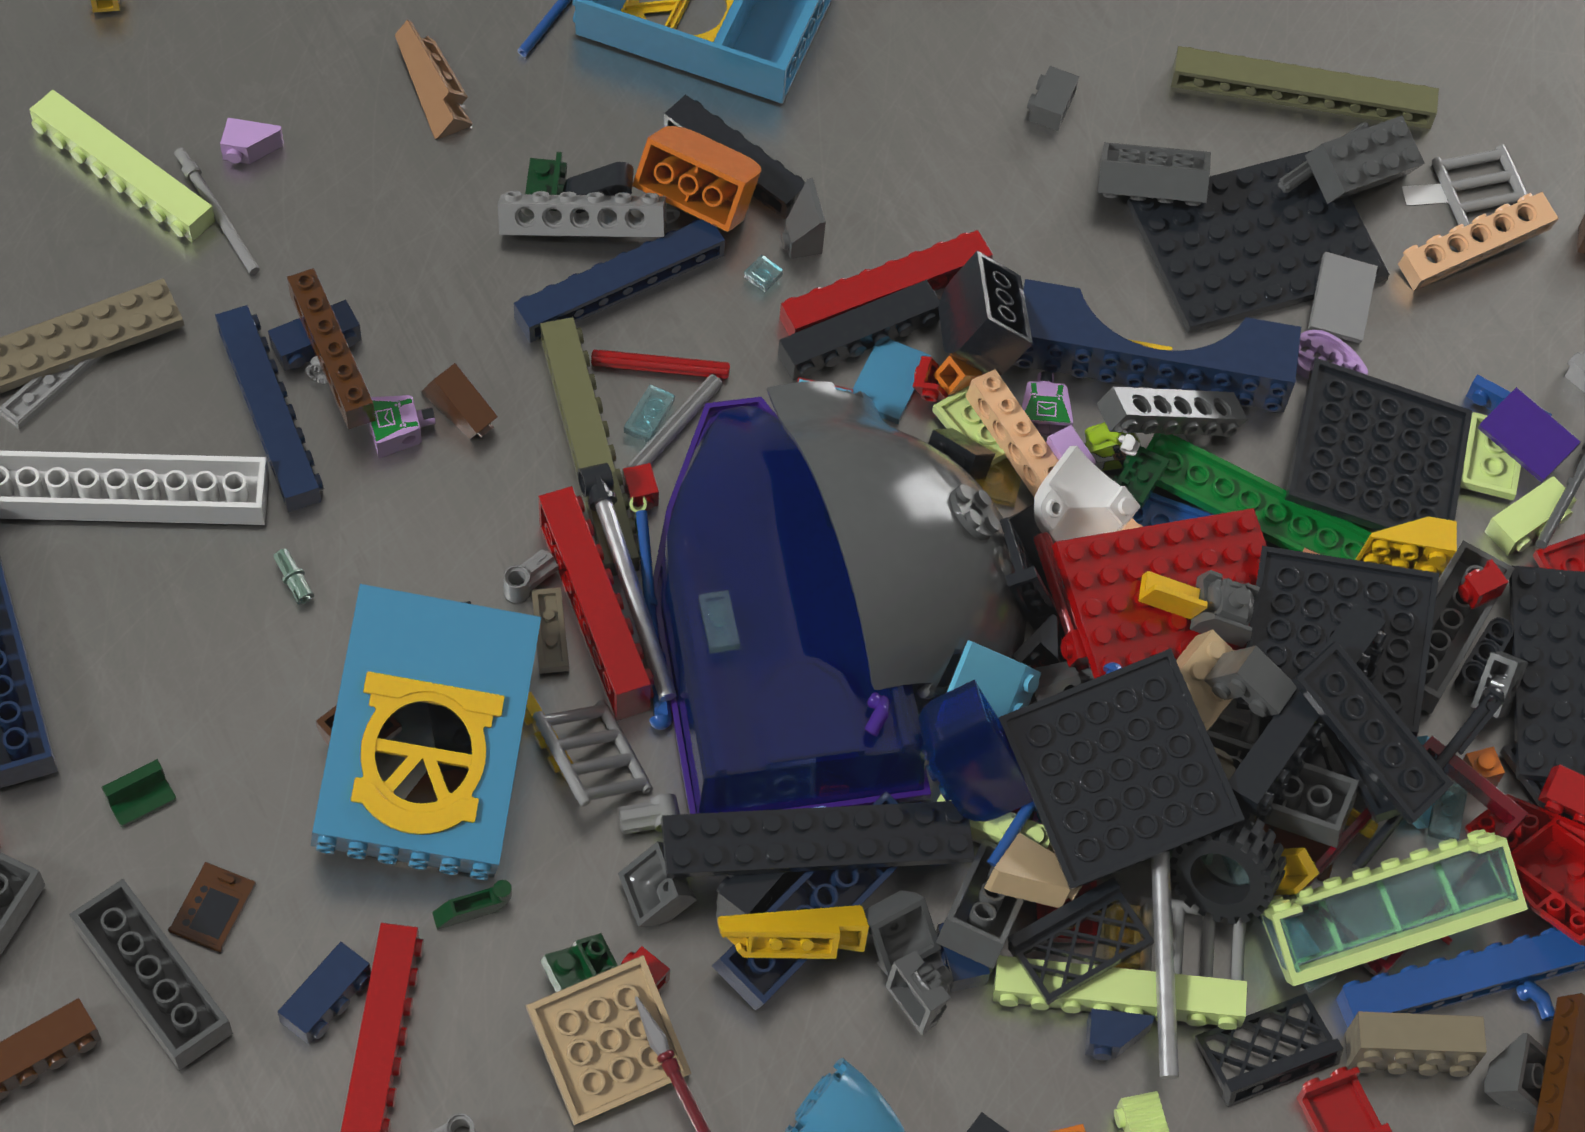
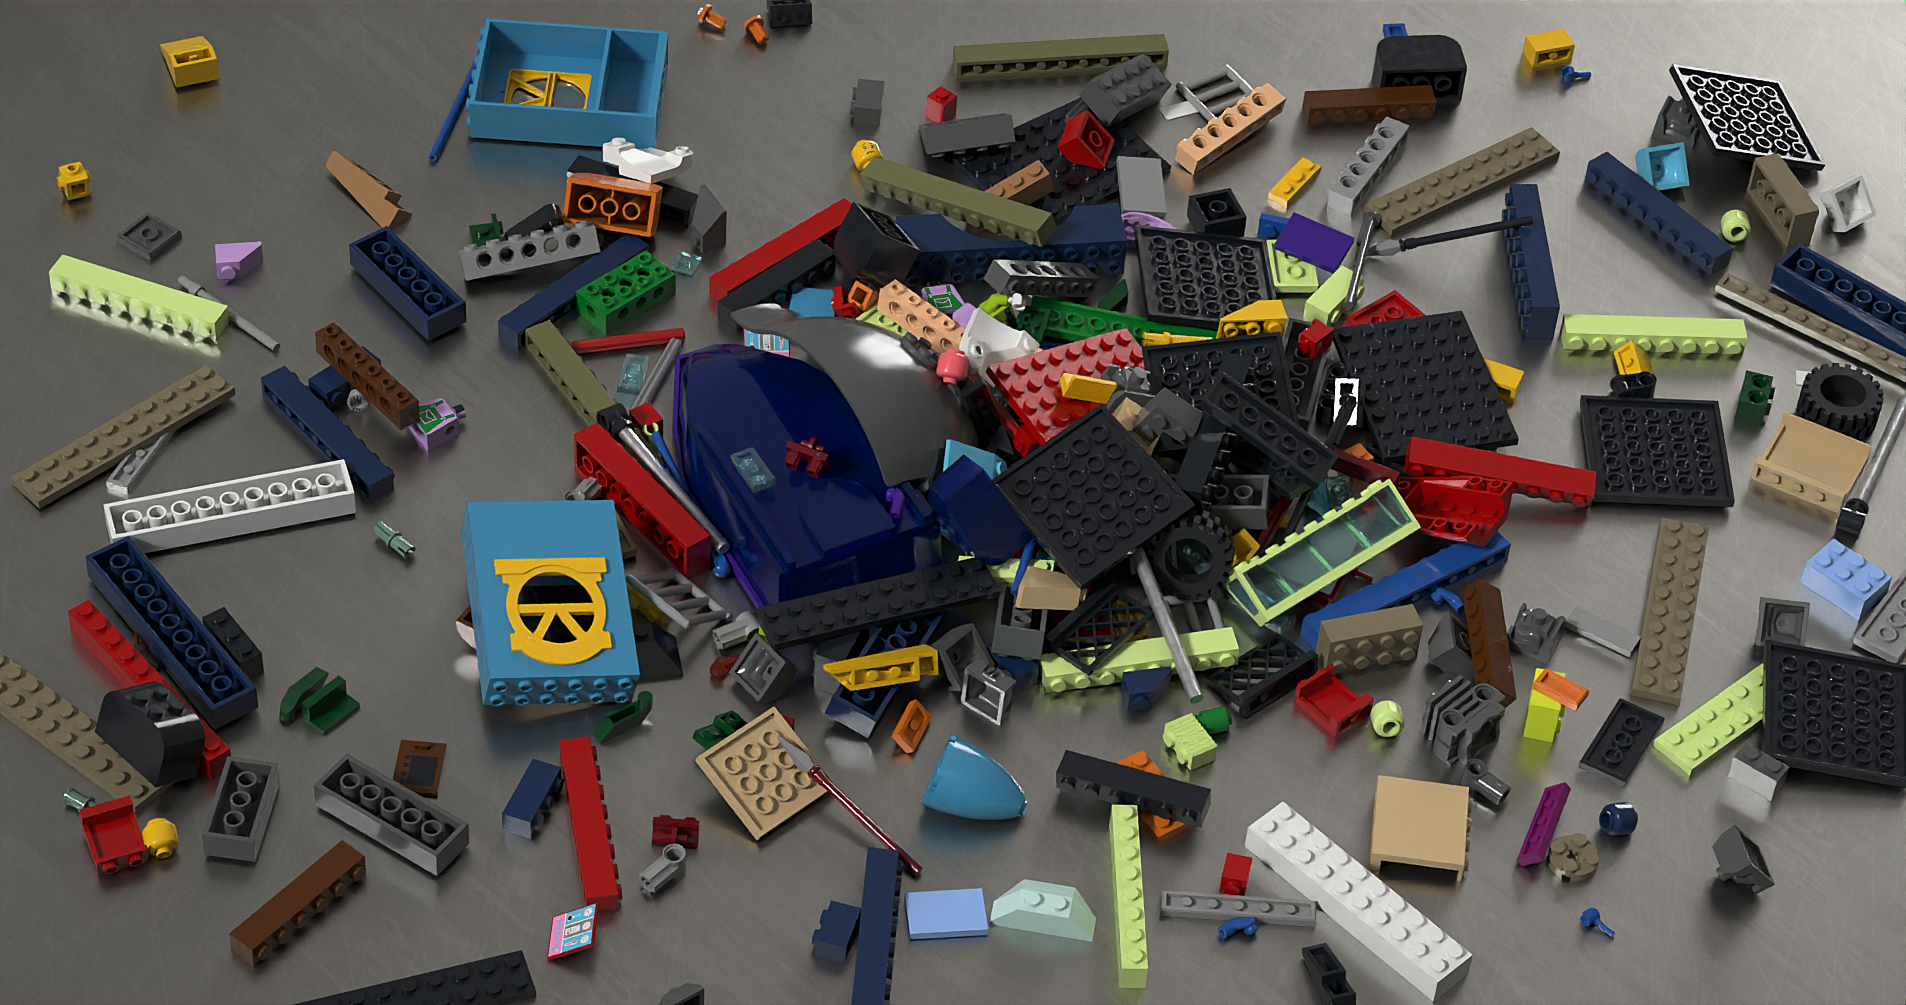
camera: 15 degrees left, 15 degrees down
(56, 678) = (235, 642): none -> black brick
(112, 766) = (300, 692): none -> dark green piece
(165, 83) = (149, 236): none -> dark grey tile
(429, 223) = (407, 283): none -> dark blue brick
(460, 402) = (481, 395): reddish brown slope -> none
(477, 1090) = (675, 831): none -> dark red hips
(539, 820) = (656, 653): none -> black slope
(616, 857) = (722, 665): none -> clear red arm
(678, 297) = (625, 292): none -> green brick
(760, 126) = (649, 163): none -> white slope
(797, 634) = (809, 453): none -> dark red hips
(811, 1012) = (911, 726): none -> orange plate
(1003, 544) = (952, 366): none -> coral head
(1026, 174) = (864, 152): none -> yellow head
(1109, 276) = (958, 201): none -> olive brick
(1138, 123) = (941, 105): none -> red brick
(1174, 277) = (1023, 186): none -> medium nougat brick
(1184, 1105) = (1215, 720): none -> green brick
(1258, 450) = (1116, 298): none -> dark green piece
(1294, 221) = (1086, 141): none -> red slope
(1301, 535) = (1166, 338): none -> yellow pin
(1422, 362) = (1217, 213): none -> black brick
(1534, 333) = (1294, 182): none -> yellow plate

